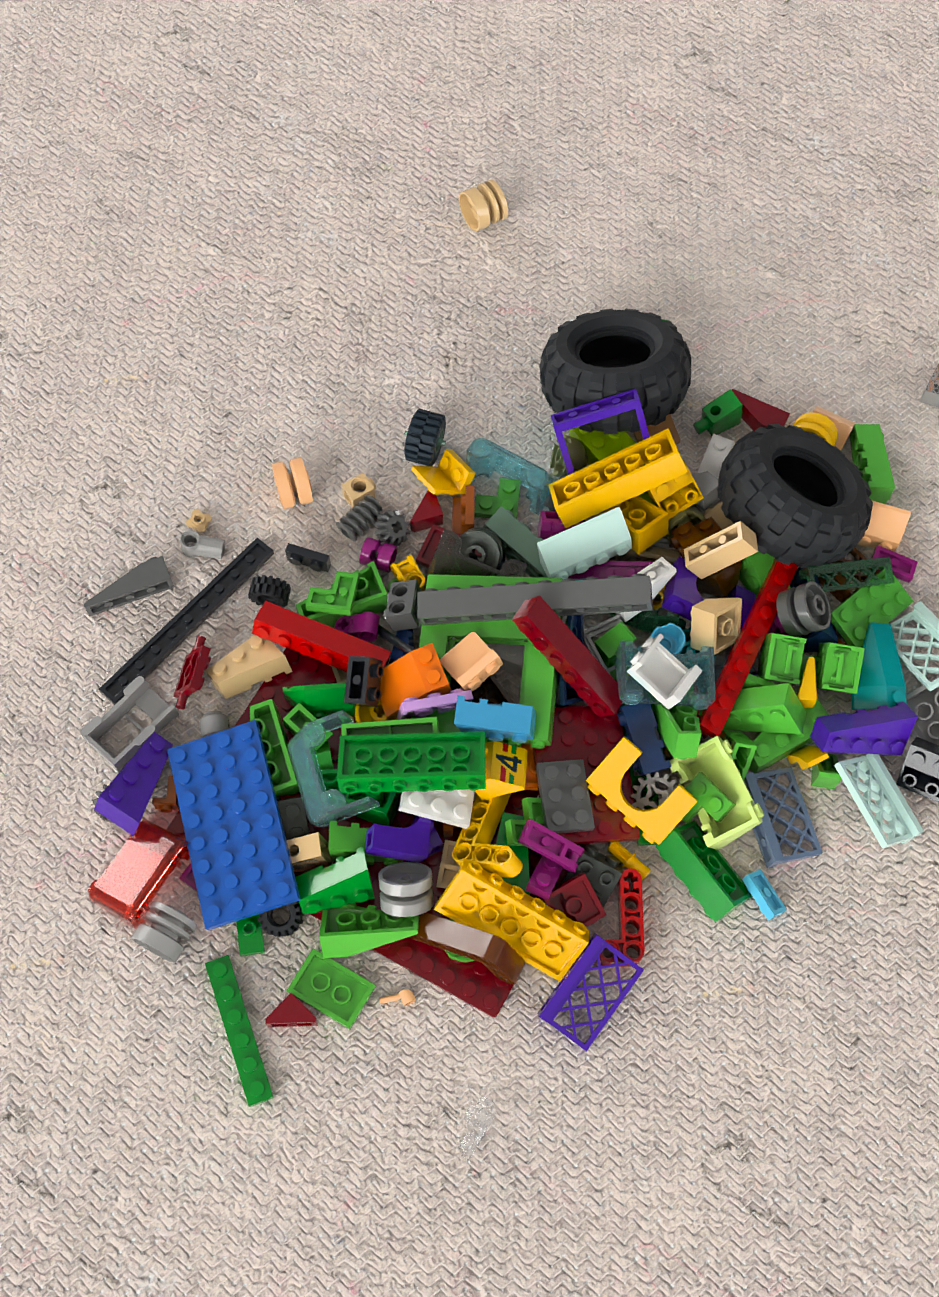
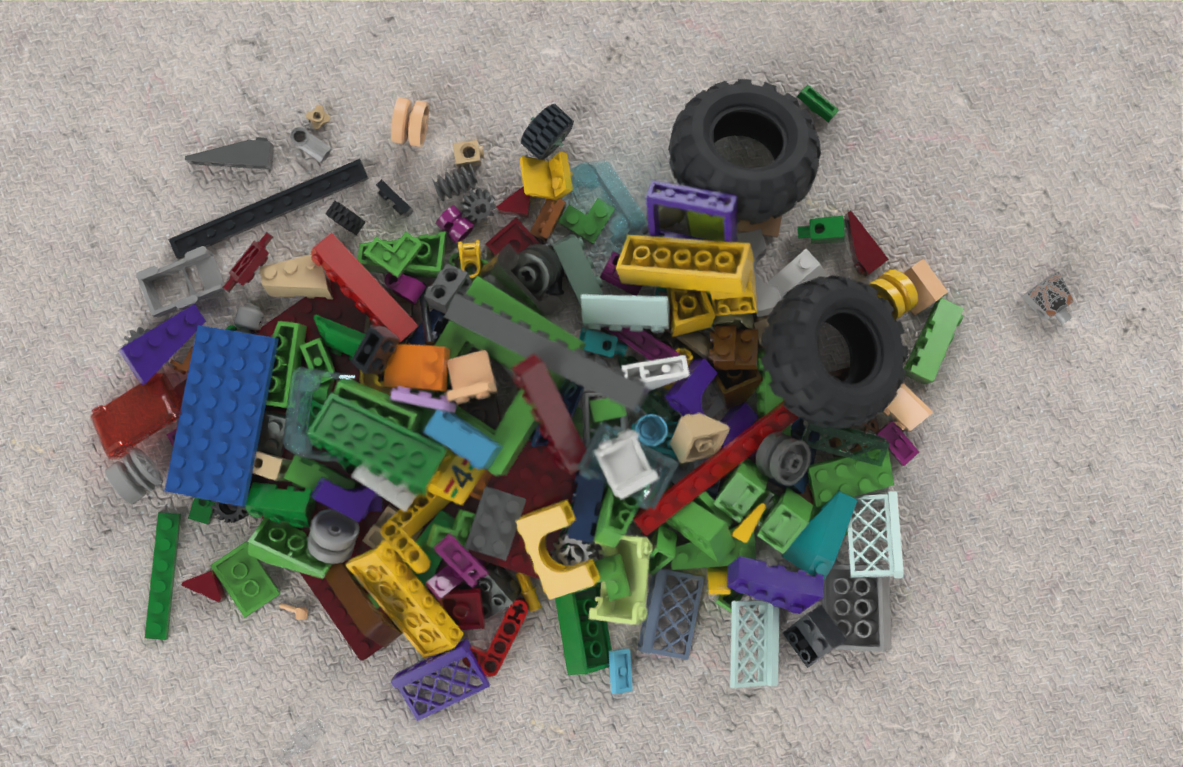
camera: 25 degrees right, 20 degrees up
(720, 550) = (736, 376): tan brick -> none

